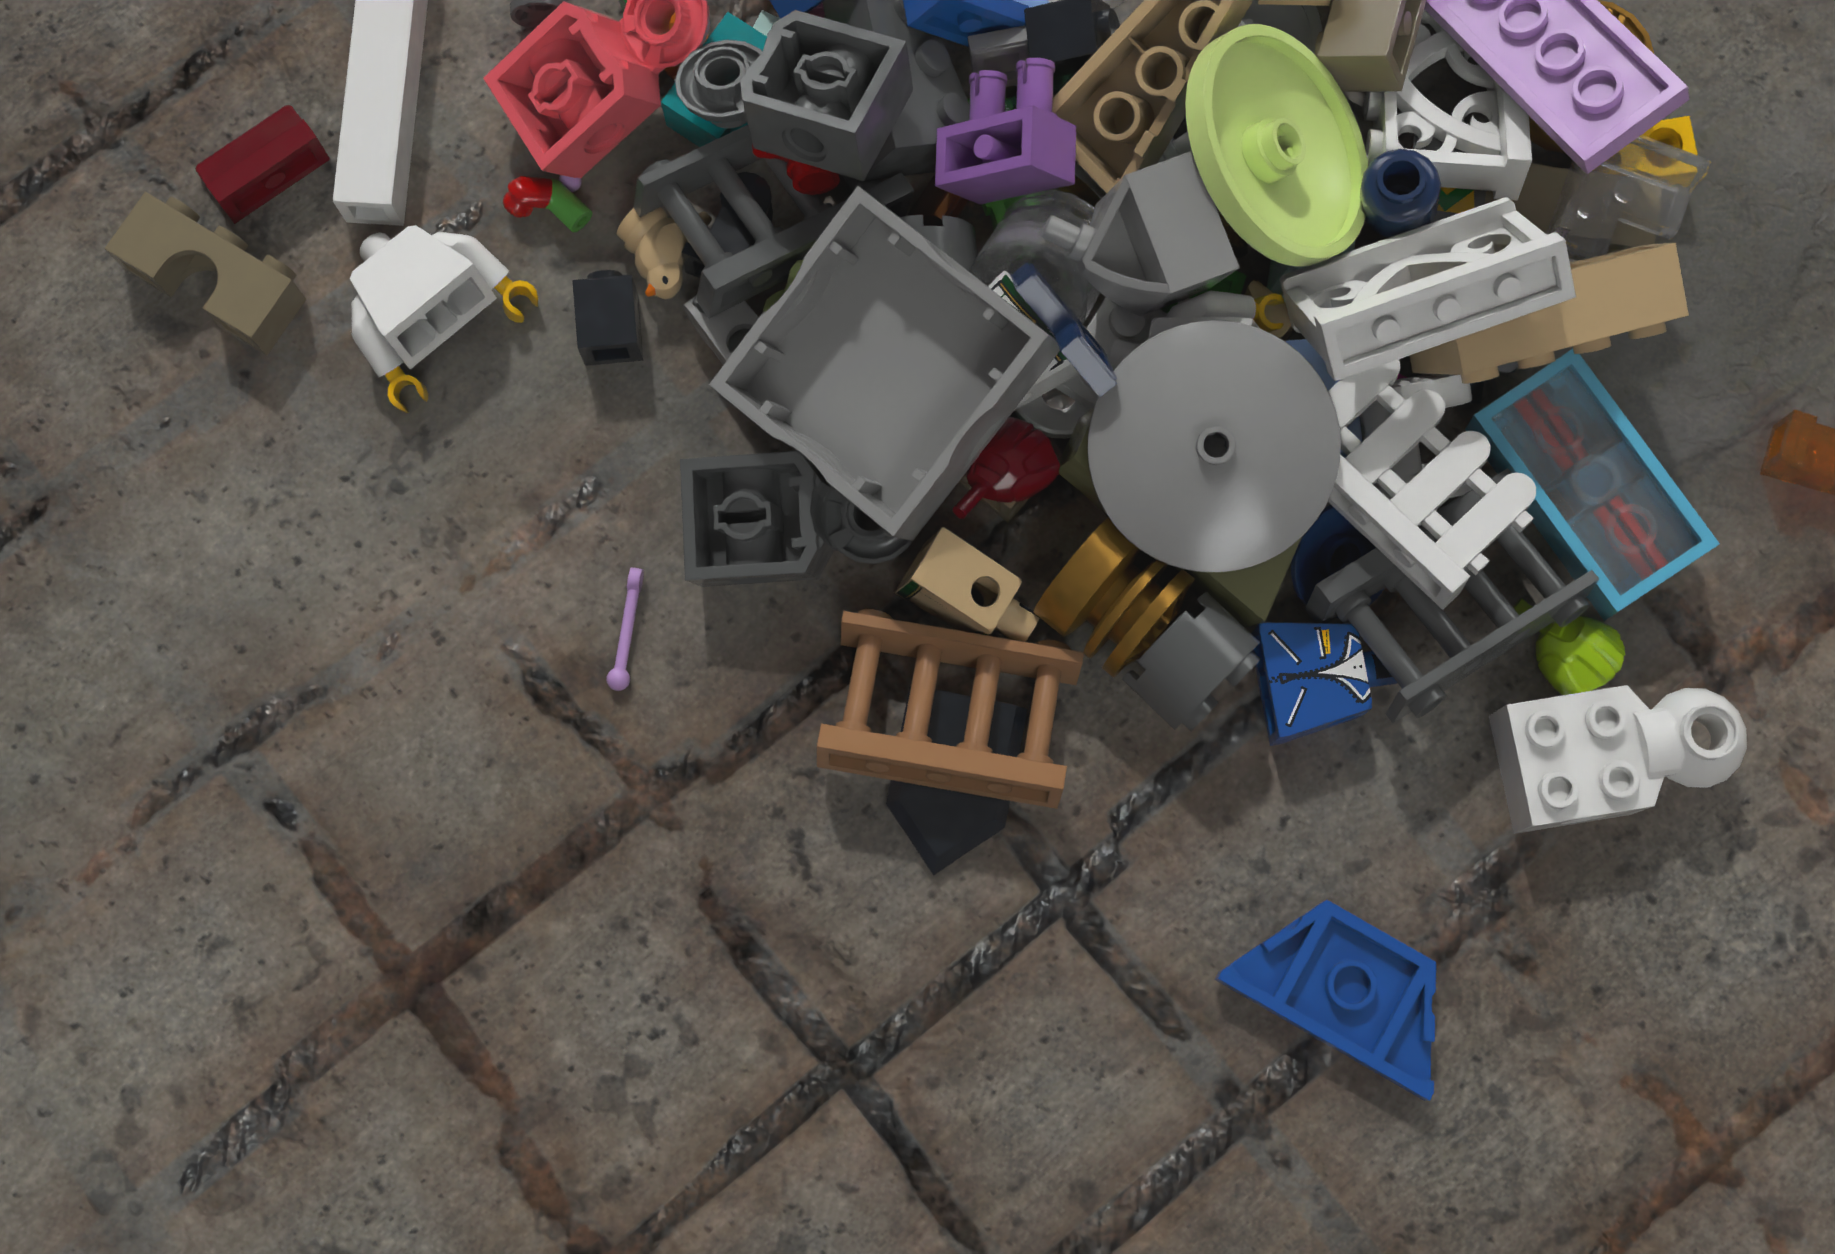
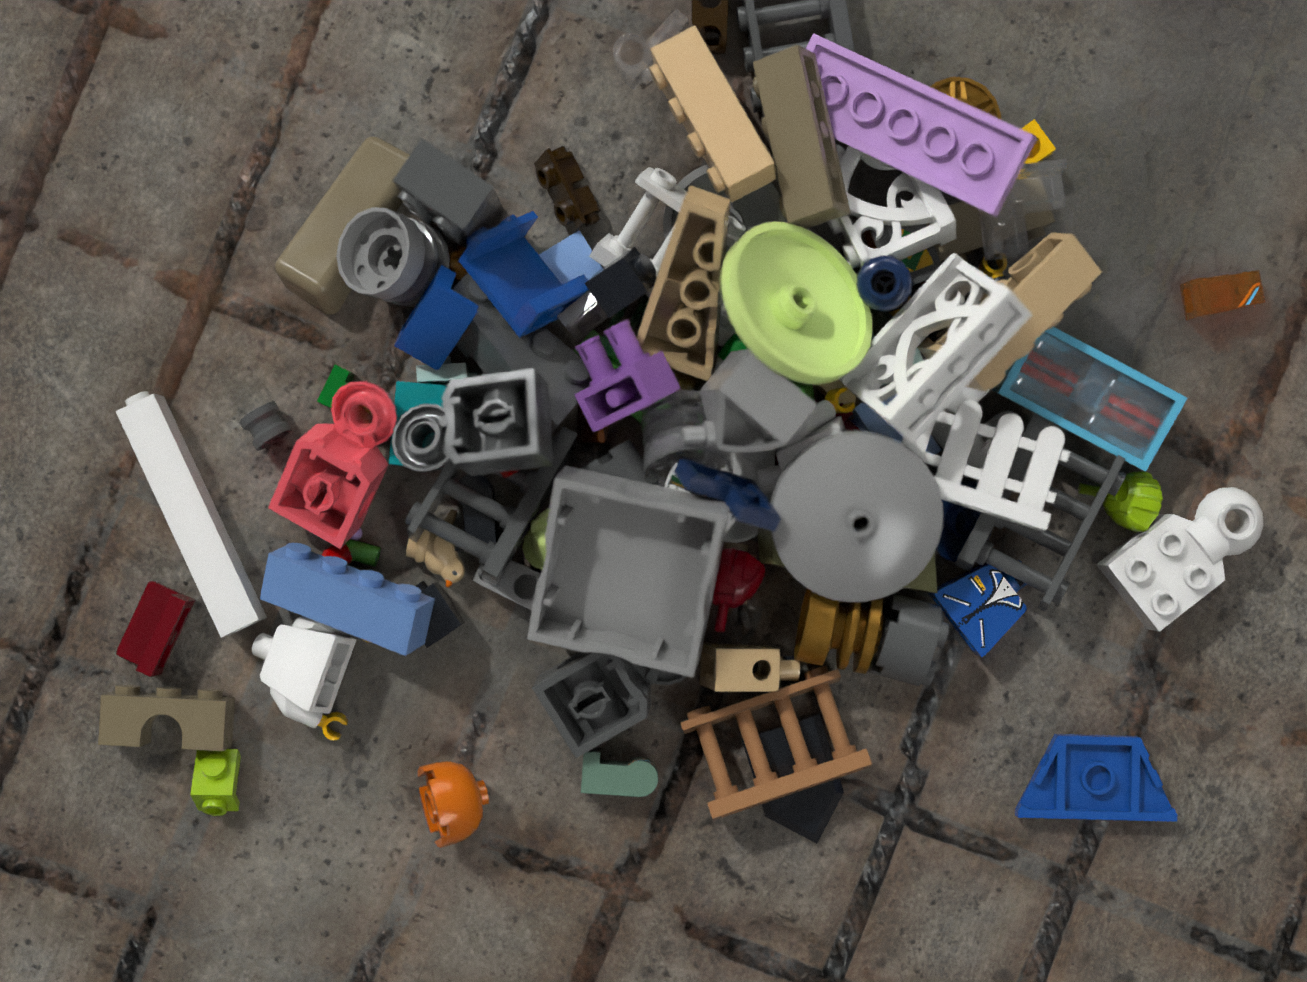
camera: 25 degrees left, 10 degrees up
(219, 380) = (216, 781): none -> lime bracket
(498, 556) = (452, 801): none -> orange cylinder
(515, 234) = (347, 598): none -> medium blue brick
(619, 677) = (563, 828): lavender hinge -> none
(739, 655) = (618, 778): none -> sand green leg

